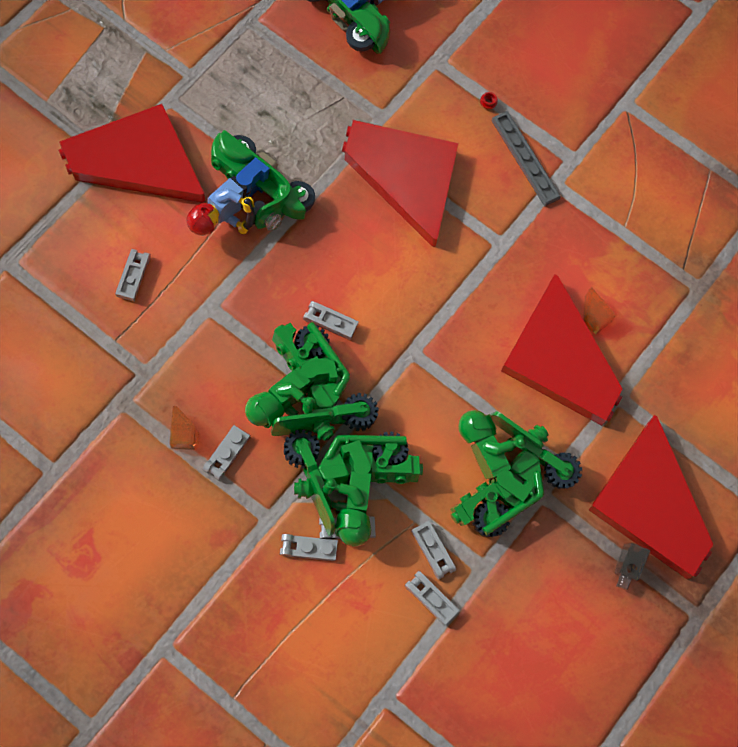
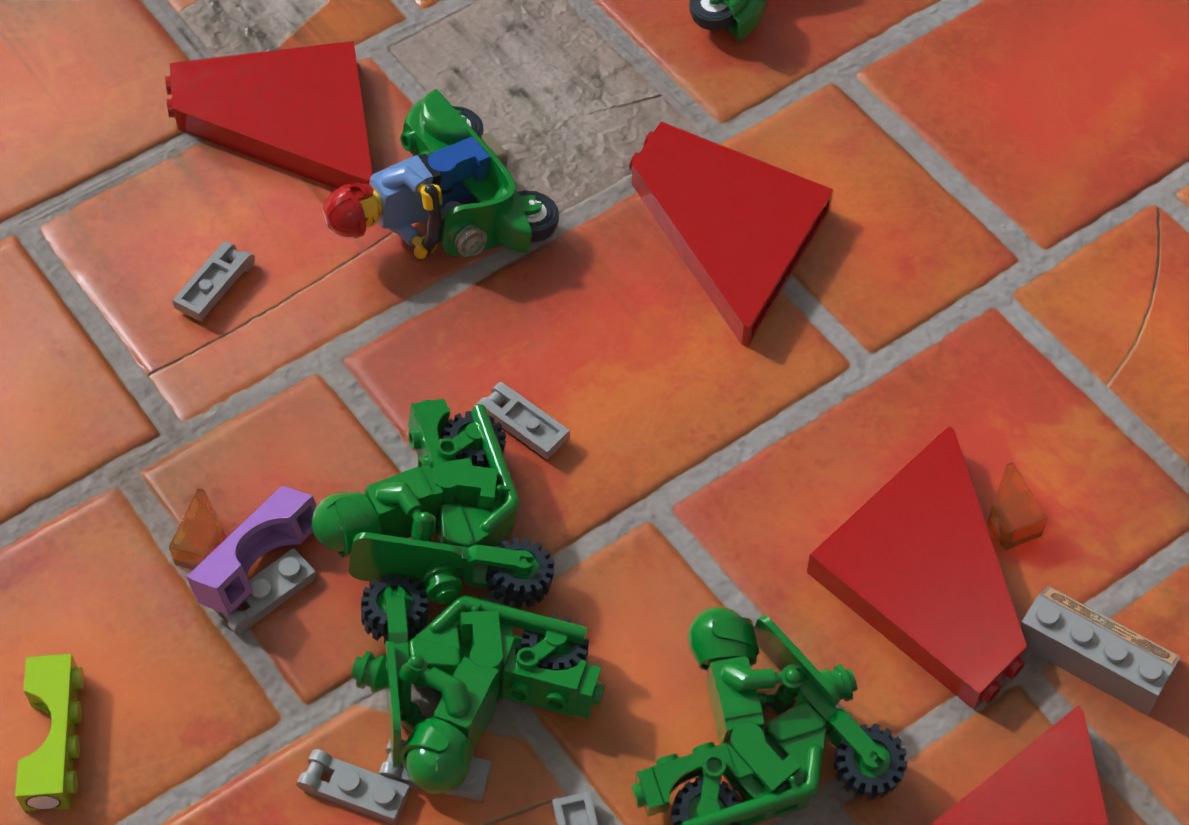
camera: 25 degrees right, 15 degrees down
(149, 585) = (47, 775): none -> lime arch
(223, 412) = (280, 521): none -> medium lavender arch
(491, 97) = (910, 141): red plate -> none
(526, 158) = (952, 243): dark grey tile -> none
(655, 378) = (1097, 649): none -> light grey slope

